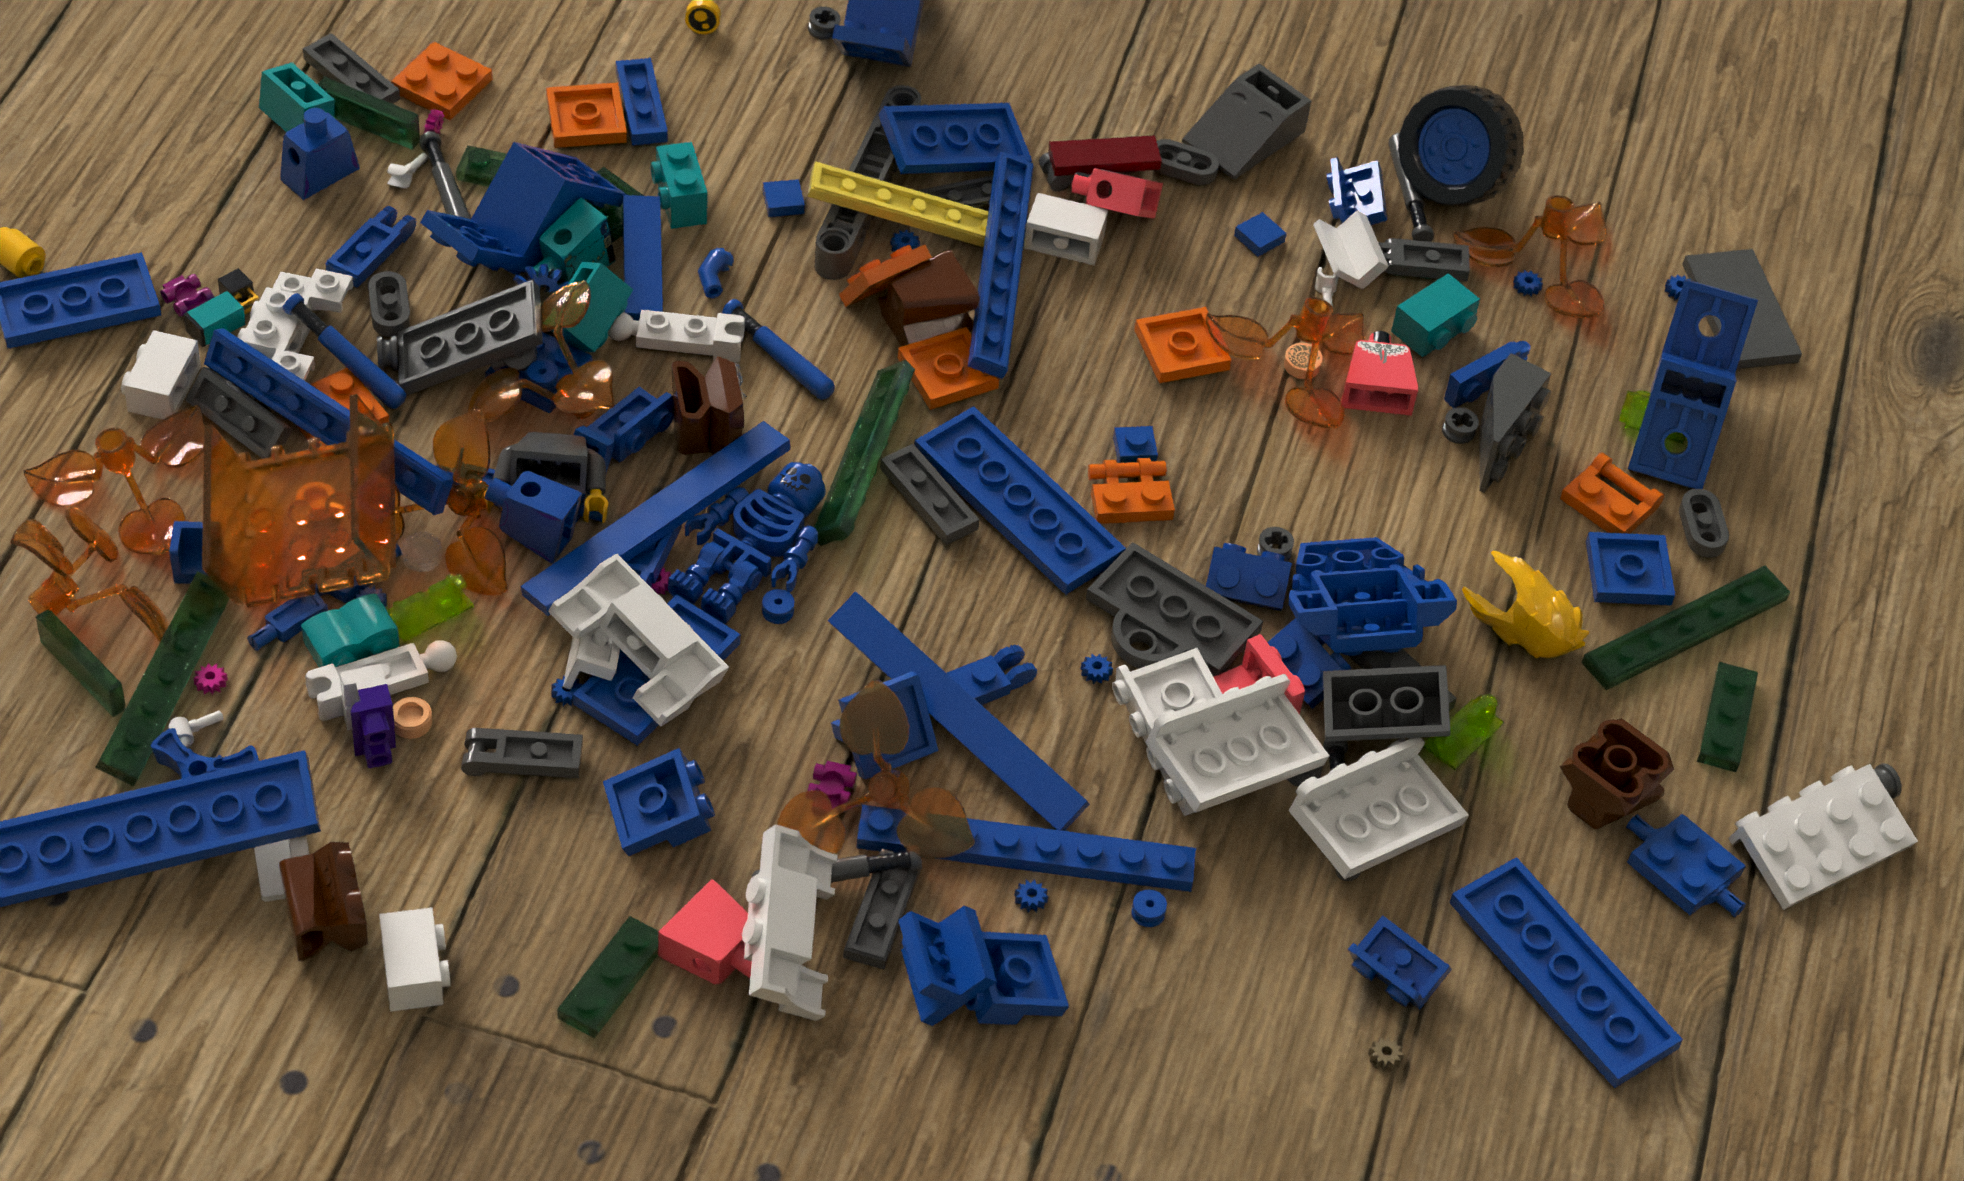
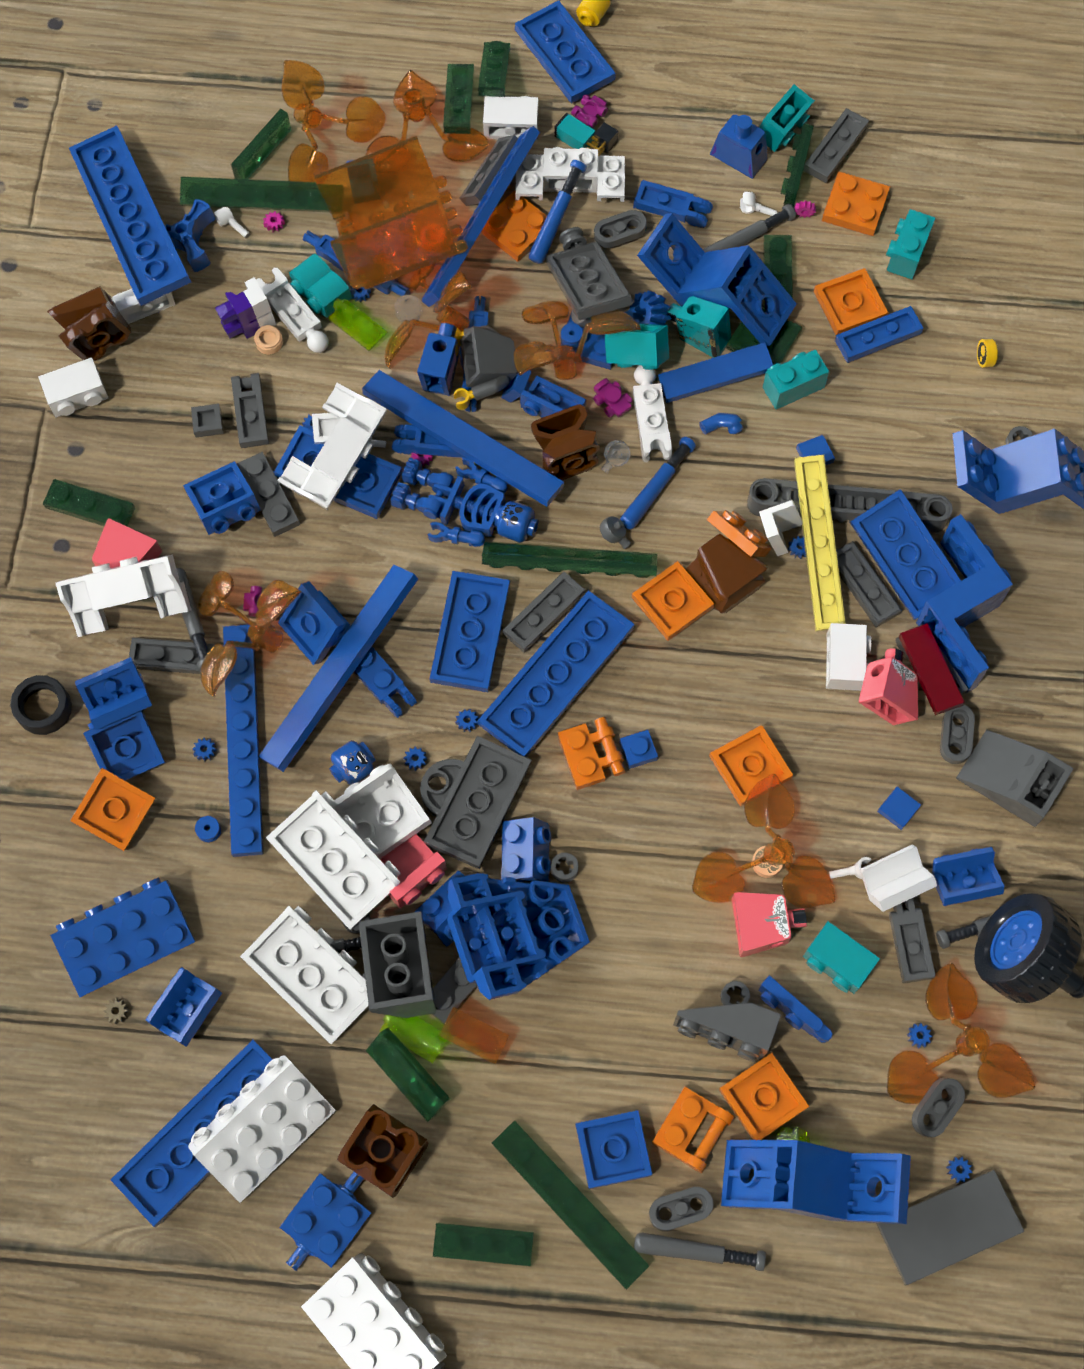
camera: 85 degrees right, 20 degrees up
(76, 372) = (494, 69): none -> clear green plate
(86, 420) = (458, 99): none -> clear green plate
(523, 805) = (207, 420): none -> dark grey plate
(528, 40) = (909, 247): none -> teal brick
(639, 365) = (611, 394): none -> magenta piece
(700, 745) = (268, 494): none -> dark grey plate
(778, 606) = (417, 536): blue piece -> none
(835, 403) = (614, 531): none -> dark grey piece
(888, 234) = (777, 520): none -> white panel
(927, 1045) = (32, 685): none -> black tyre
(936, 573) = (470, 631): none -> blue plate
(1001, 265) = (784, 614): blue tile -> none
(1040, 110) = (966, 601): none -> blue bracket
(1050, 603) = (467, 714): none -> blue piece
(1095, 724) = (352, 762): none -> blue head
(1105, 1000) = (113, 809): none -> orange plate
(1284, 1023) = (122, 936): none -> blue bracket
(1478, 669) = (474, 1035): none -> clear orange plate
(1516, 744) = (408, 1074): none -> clear green plate
(1539, 618) = (535, 1064): yellow head -> none
(1565, 901) = (260, 1128): none -> white bracket
(1586, 424) = (763, 1097): none -> orange plate
(1613, 281) = (939, 1110): none -> dark grey plate
(1746, 539) = (686, 1249): none -> dark grey piece

